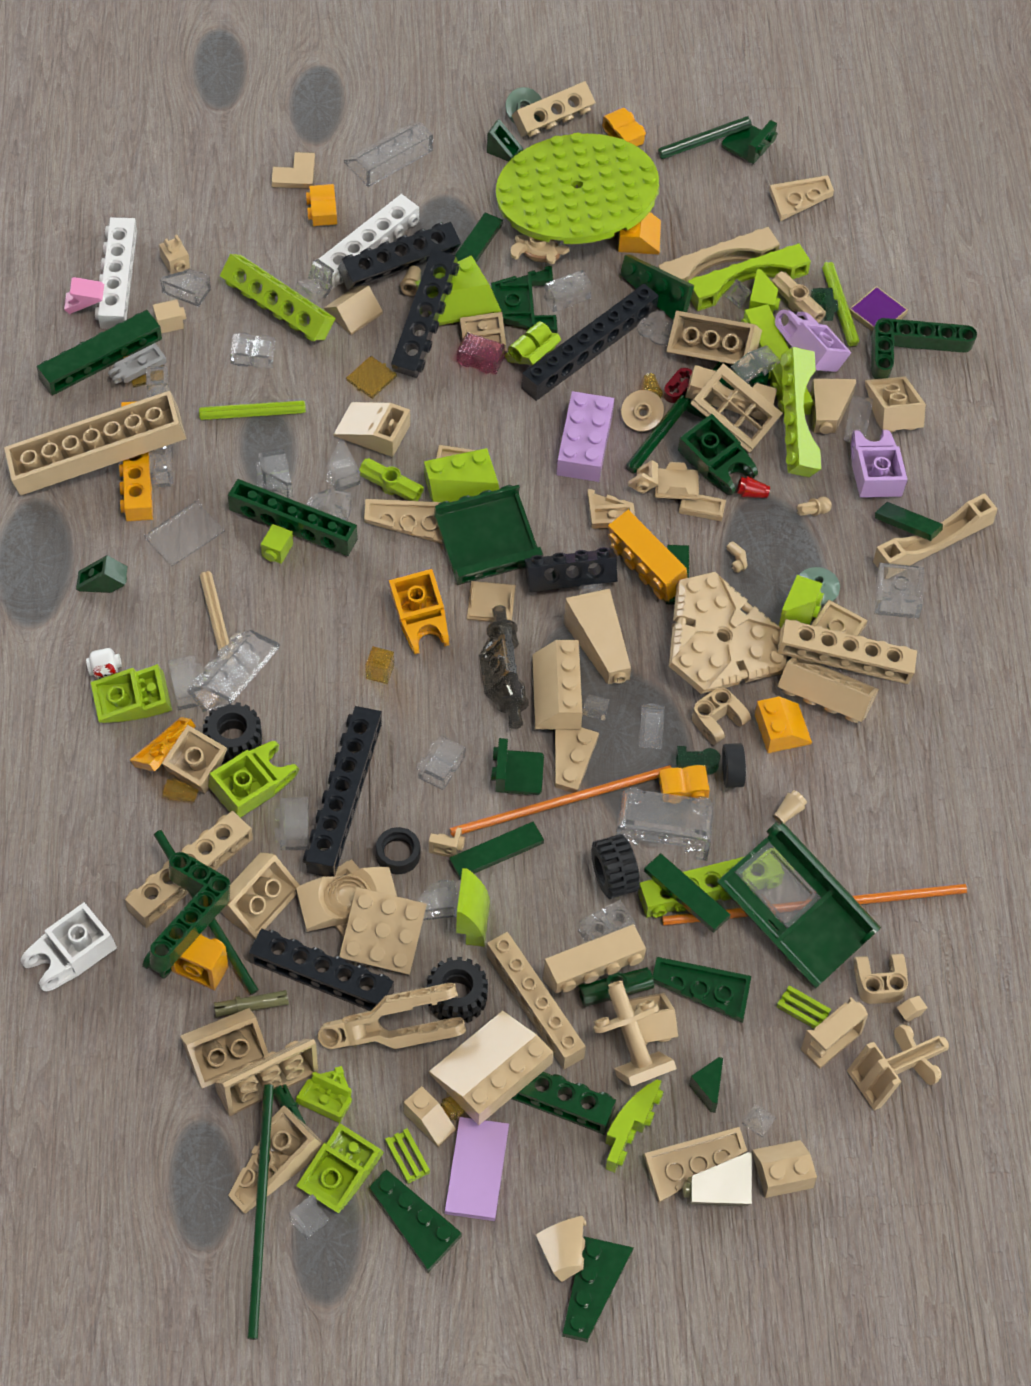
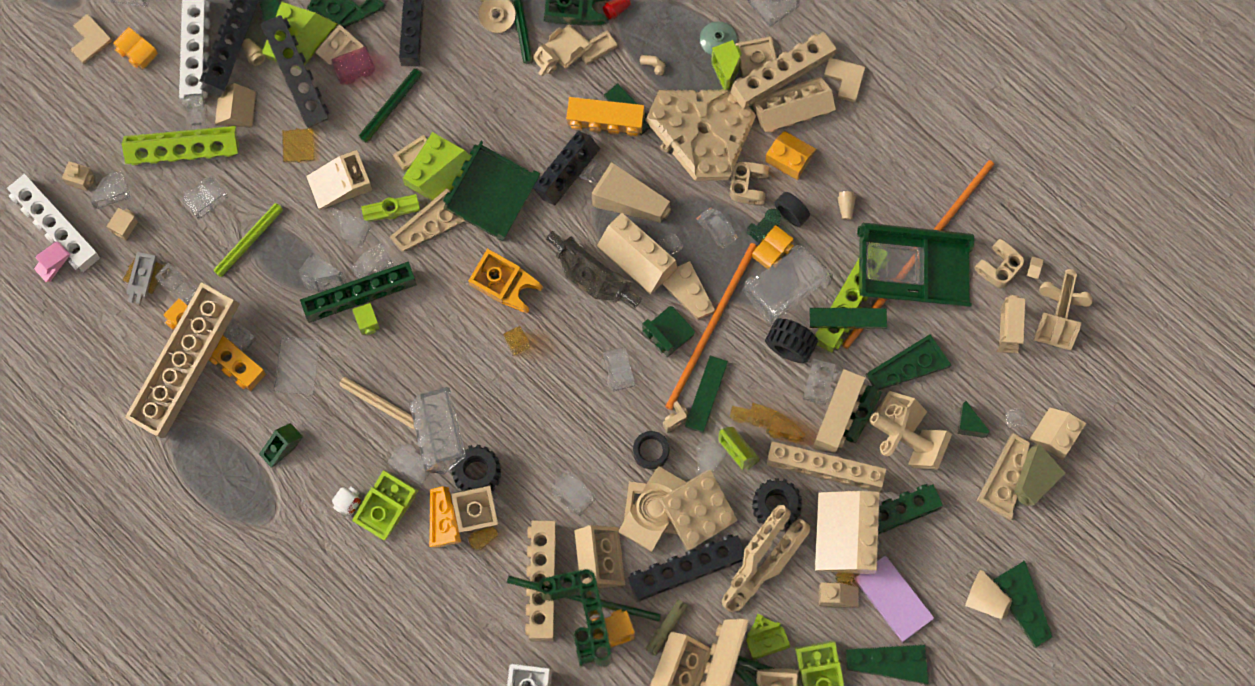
camera: 40 degrees left, 15 degrees up
(99, 352) = (105, 291): dark green brick -> none
(250, 779) = (519, 483): lime brick -> none
(326, 862) = (550, 384): black brick -> none
(398, 1138) = (851, 622): lime tile -> none
(479, 407) = (390, 105): none -> dark green axle
(488, 595) = (532, 233): tan piece -> none
(527, 918) = (776, 423): none -> clear yellow slope
(532, 345) = (383, 30): lime plate -> none
(585, 436) = (480, 65): lavender brick -> none
(606, 509) = (545, 104): tan wing -> none
(631, 1119) = (949, 482): lime slope -> none
(806, 1000) = (992, 328): lime tile -> none
(905, 708) = (849, 74): none -> tan tile

